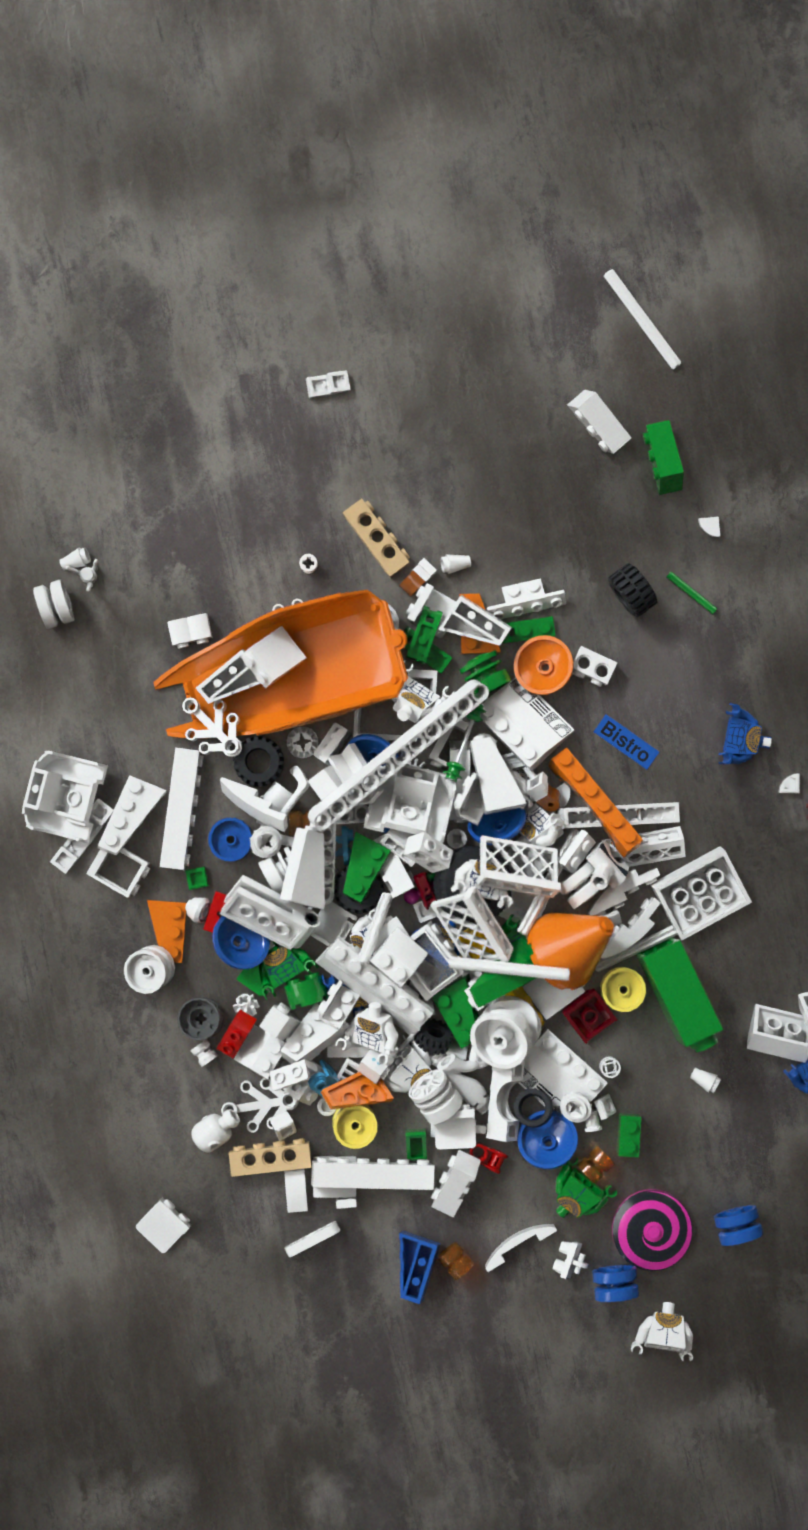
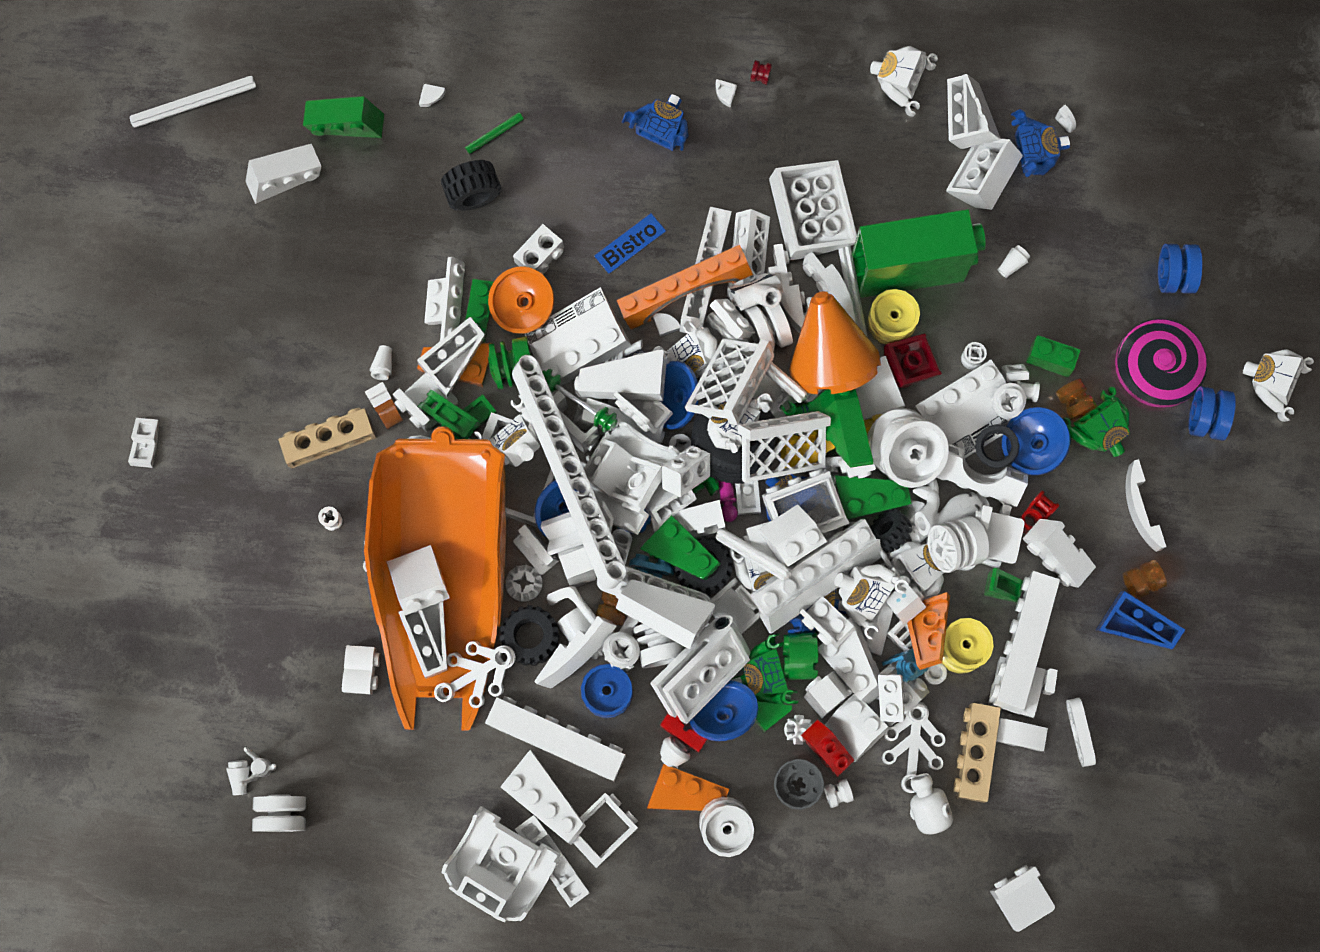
camera: 70 degrees left, 10 degrees down
(197, 878) = (639, 744): green tile -> none
(283, 1125) = (944, 727): white slope -> none
(424, 888) = (725, 492): dark red bar -> none
(509, 968) = (839, 418): white axle -> none
(543, 793) = (658, 338): leg -> none
(566, 1267) = (1181, 464): white hips -> none

